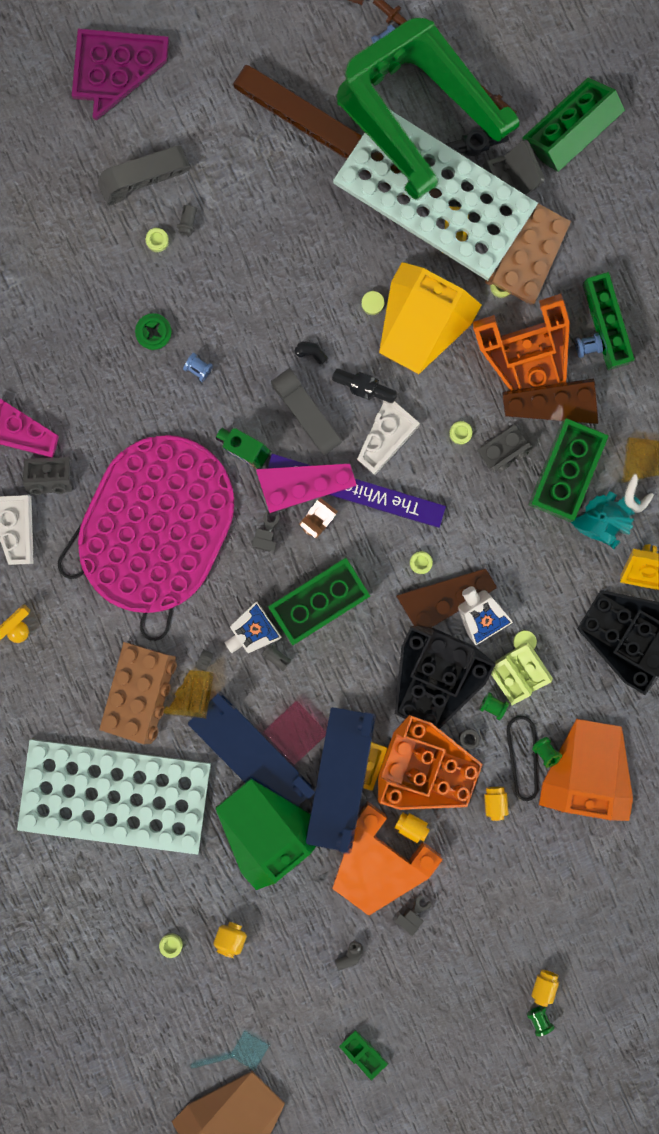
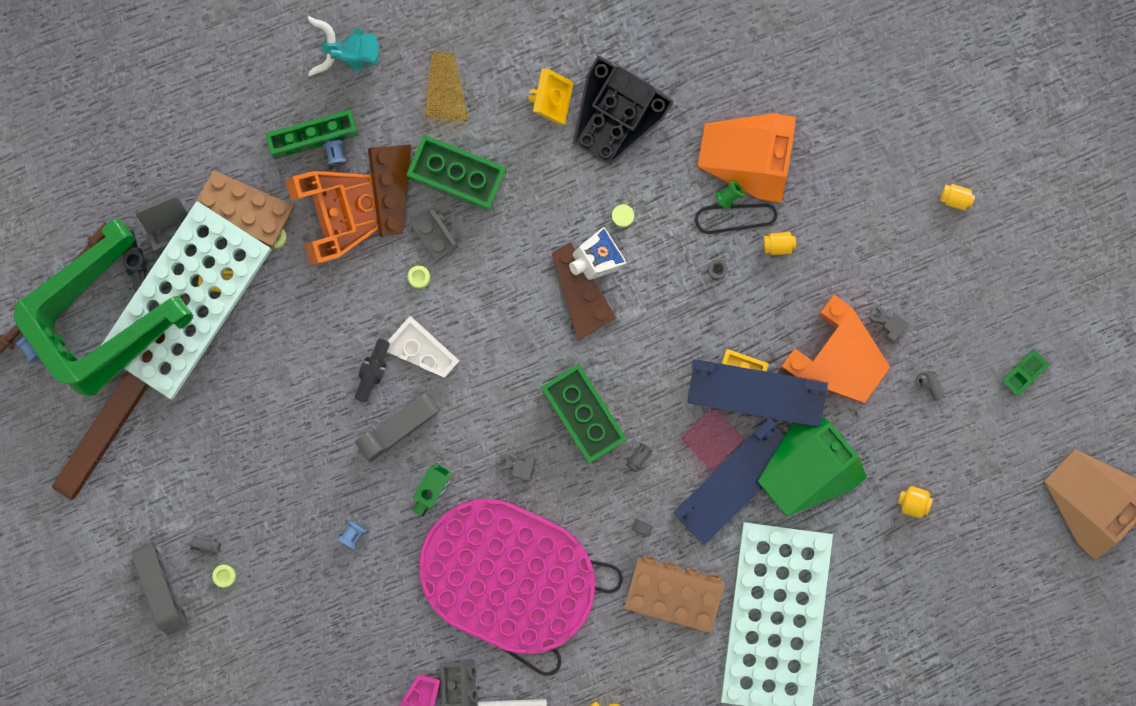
camera: 85 degrees left, 5 degrees down
(114, 65) = (48, 618): magenta wing -> none
(152, 321) = (305, 581): green gear -> none
(170, 945) = (922, 561): yellowish green tile -> none
(192, 696) = (677, 539): clear yellow wing -> none
(247, 1051) = (1025, 485): clear light blue piece -> none
(252, 630) = (612, 480): torso -> none
(298, 485) = (469, 435): dark pink wing -> none
(309, 348) = (334, 424): black arm -> none
(318, 518) = (502, 415): bracket -> none
(372, 303) = (290, 362): yellowish green tile -> none
(380, 498) = (475, 380): dark purple tile -> none
(412, 827) = (803, 324): yellow brick -> none
(421, 562) = (545, 316): yellowish green tile -> none
(423, 317) = (305, 313): yellow wedge -> none
(426, 769) = (747, 311): orange wedge -> none
(438, 675) = (657, 299): black wedge -> none
(494, 706) = (685, 245): green bush -> none
(520, 673) = (653, 220): yellowish green slope -> none
(540, 1021) = (989, 202): green bush -> none
(574, 123) = (117, 166): green slope -> none
(607, 518) = (502, 136): teal helmet -> none

